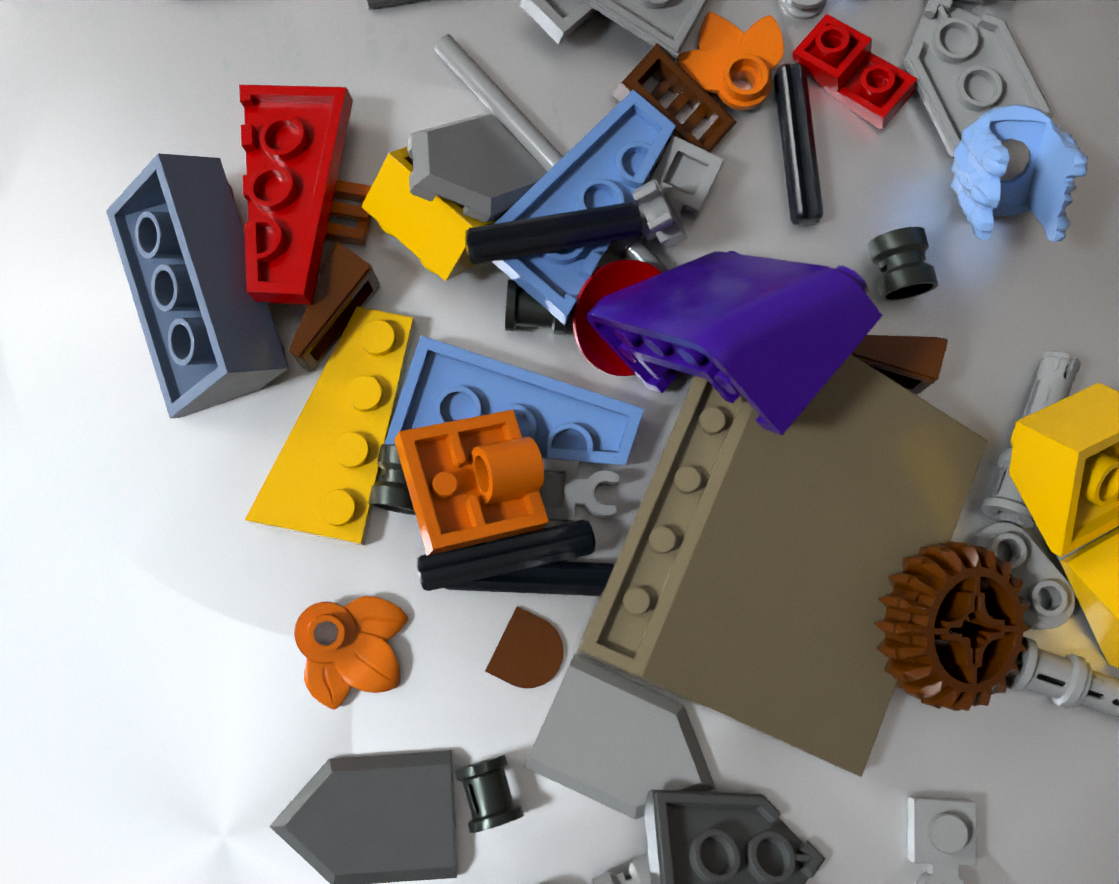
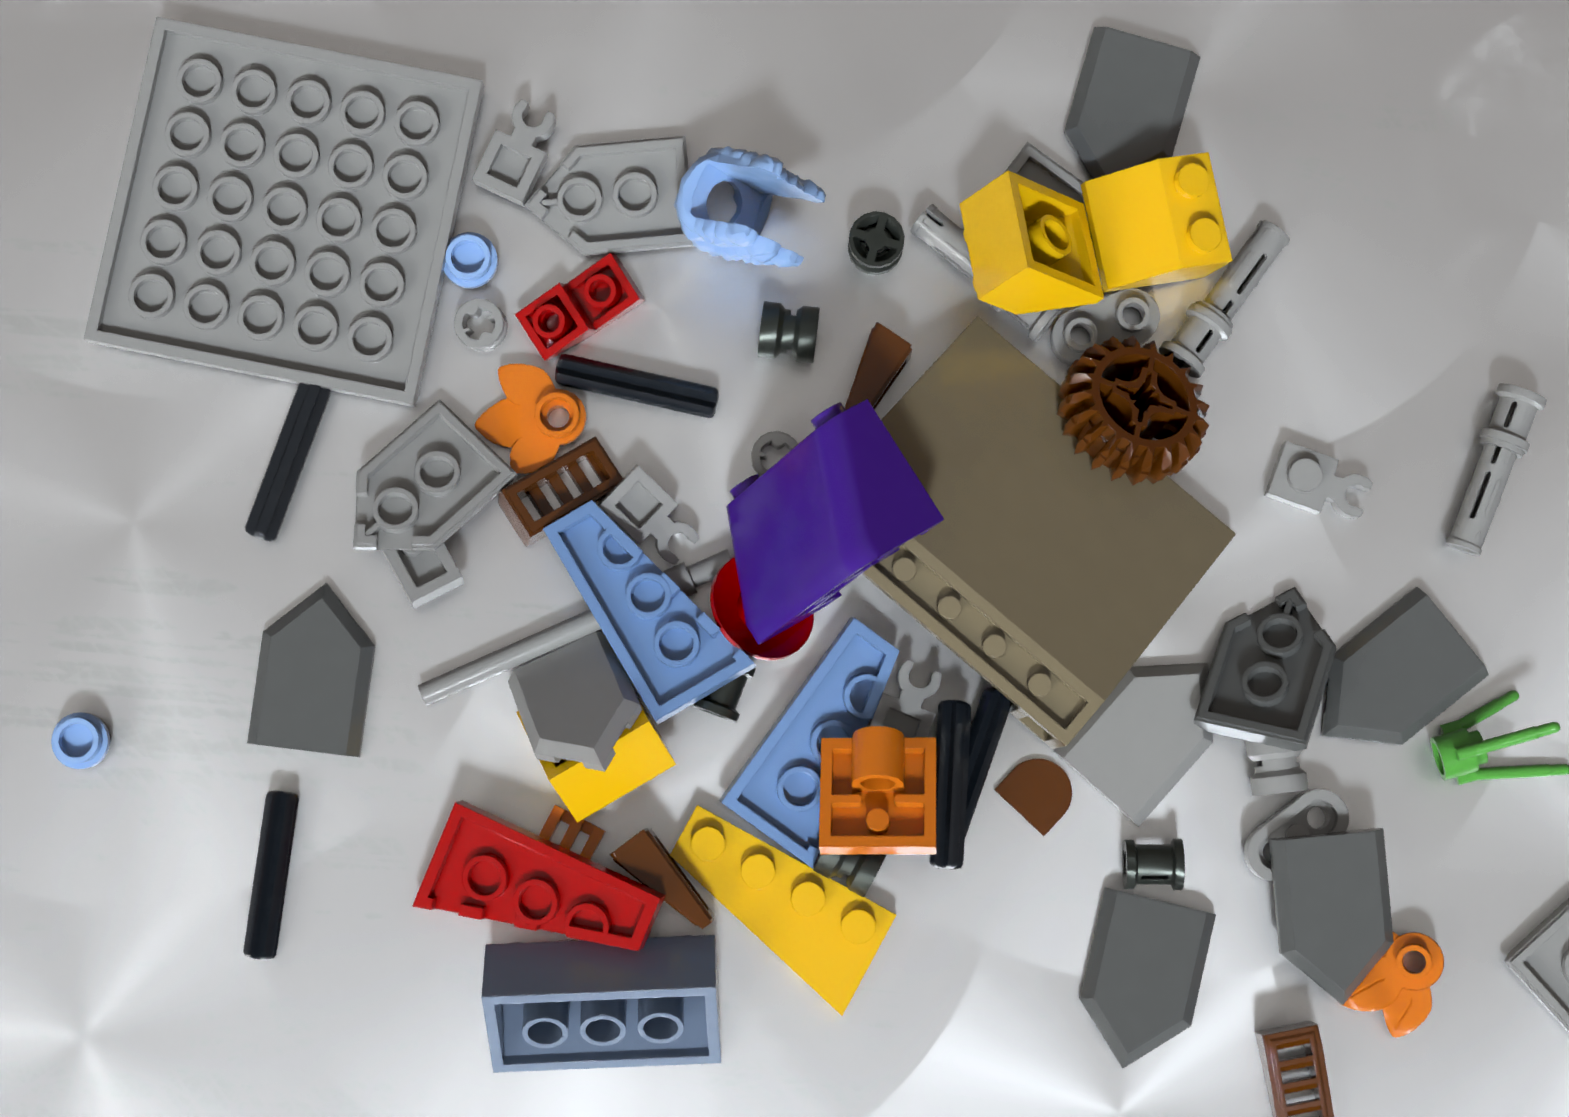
camera: 70 degrees left, 5 degrees up
(358, 652) = (995, 947): orange plate -> none
(552, 232) = (673, 651): black axle -> none
(658, 215) = (679, 546): light grey plate -> none
(1030, 311) = (879, 232): none -> pearl dark grey wheel

